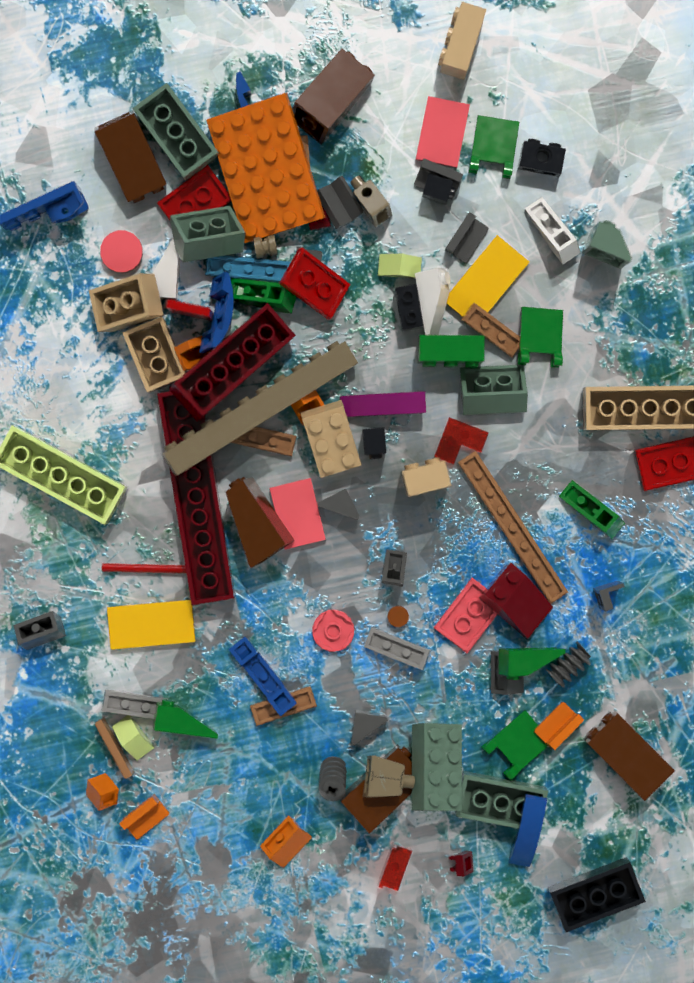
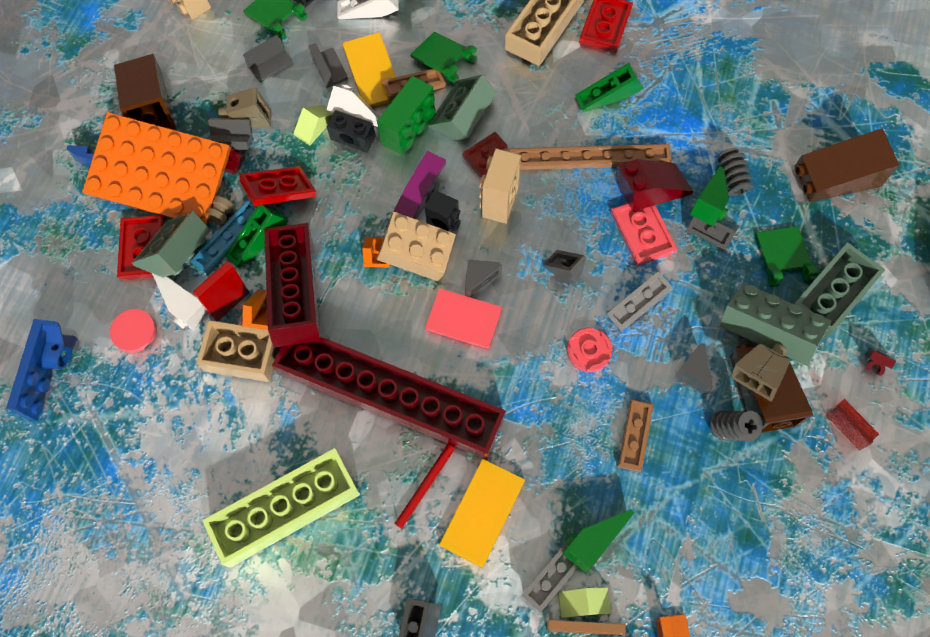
camera: 55 degrees left, 20 degrees down
(126, 302) = (173, 345): tan brick -> none
(130, 157) = (59, 270): reddish brown slope -> none
(176, 131) = (71, 222): sand green brick -> none
(223, 294) = (248, 272): blue slope -> none
(256, 521) = (449, 348): reddish brown slope -> none
(259, 408) = (346, 293): dark tan brick -> none
(263, 676) = (597, 435): blue slope -> none
(268, 440) = (378, 309): medium nougat tile -> none
(285, 842) = (774, 513): orange panel -> none
(398, 616) = (609, 287): dark orange tile -> none
(438, 189) = (275, 60): black brick -> none
(442, 131) = (233, 37): coral tile -> none
(528, 831) = (881, 277): blue slope -> none
(558, 725) = (787, 211): orange panel -> none
(603, 596) = (691, 112): dark grey panel -> none

